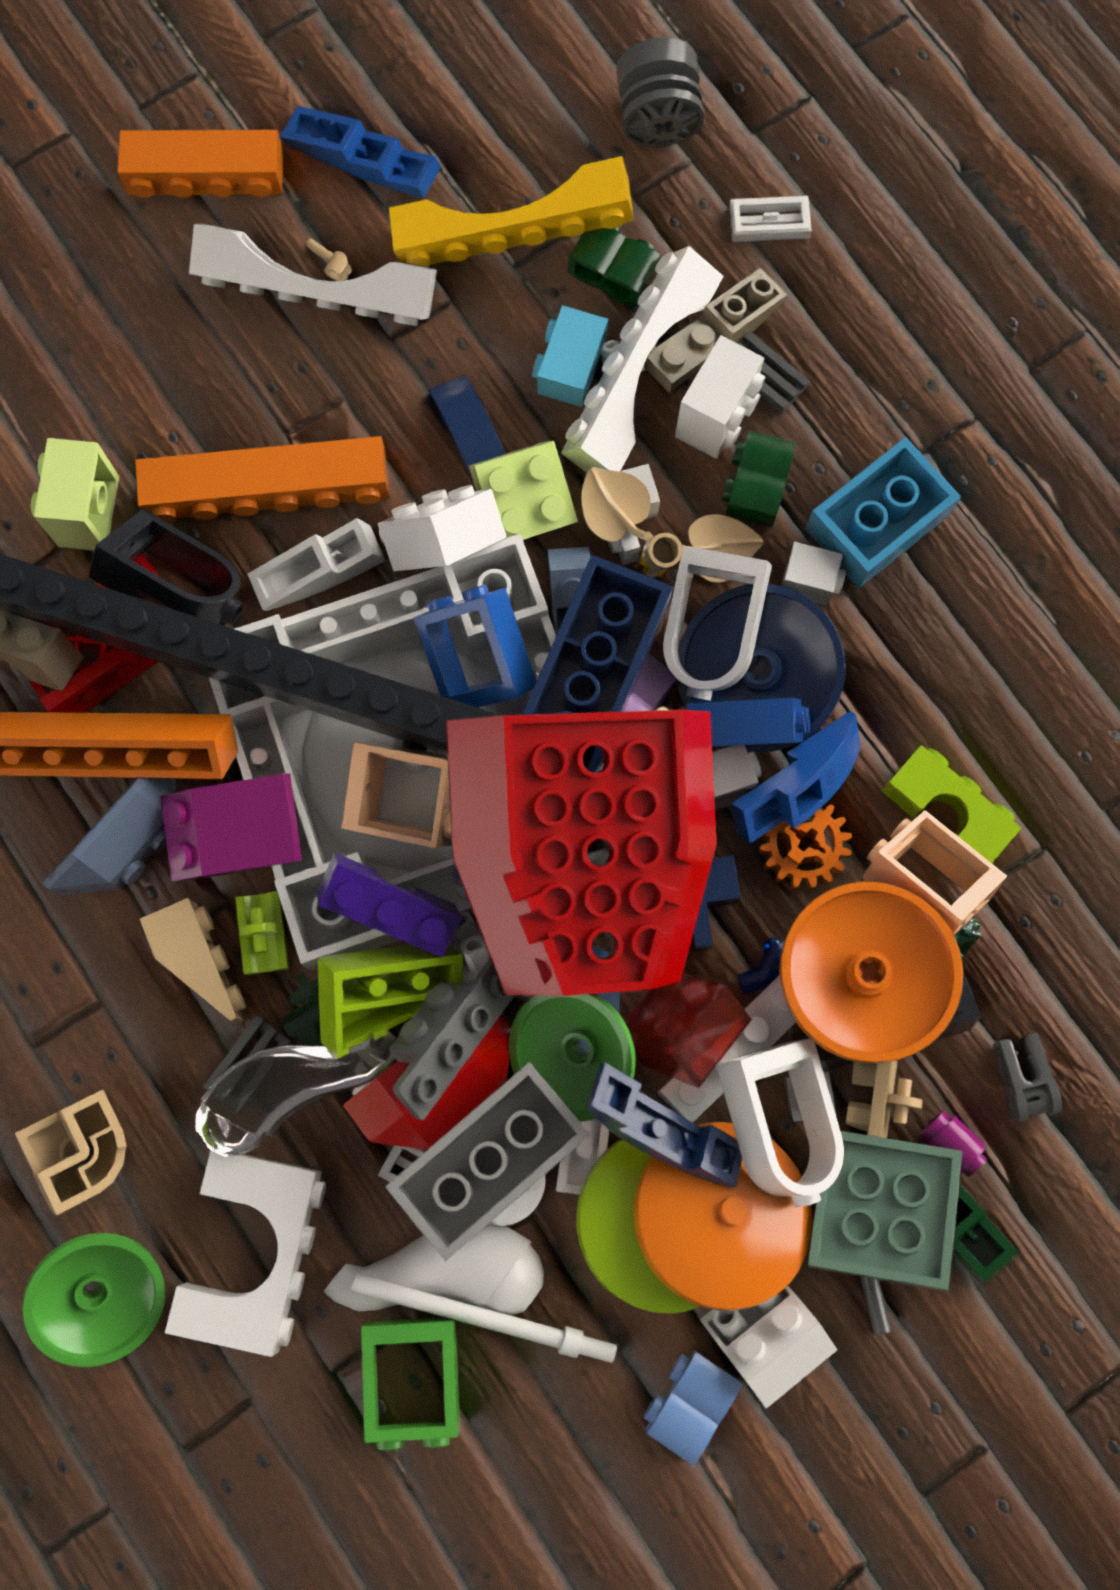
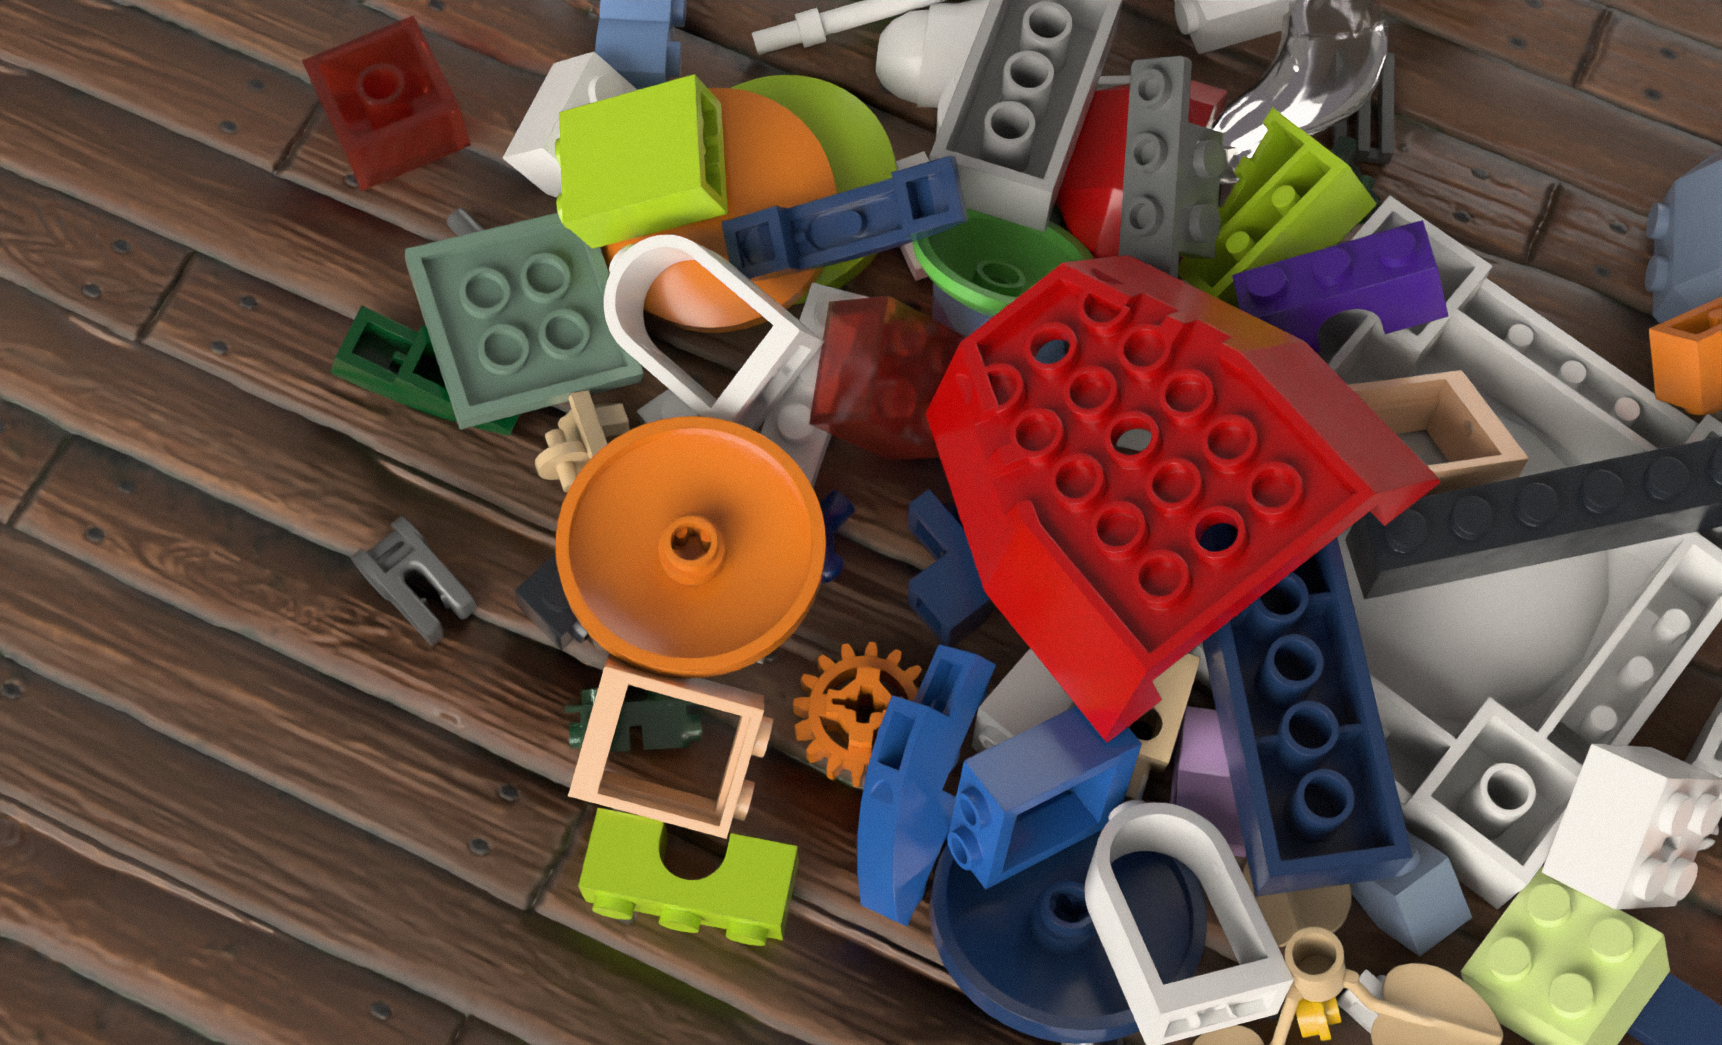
camera: 150 degrees right, 10 degrees down
(184, 946) = (1519, 170): tan slope -> none
(231, 827) = (1592, 299): magenta slope -> none
(262, 933) = (1465, 222): lime hips -> none
(504, 638) = (1468, 666): blue window -> none
(768, 1255) = (641, 162): none -> lime brick
(897, 1442) = (387, 102): none -> clear red brick
(953, 1134) = (472, 455): magenta brick -> none

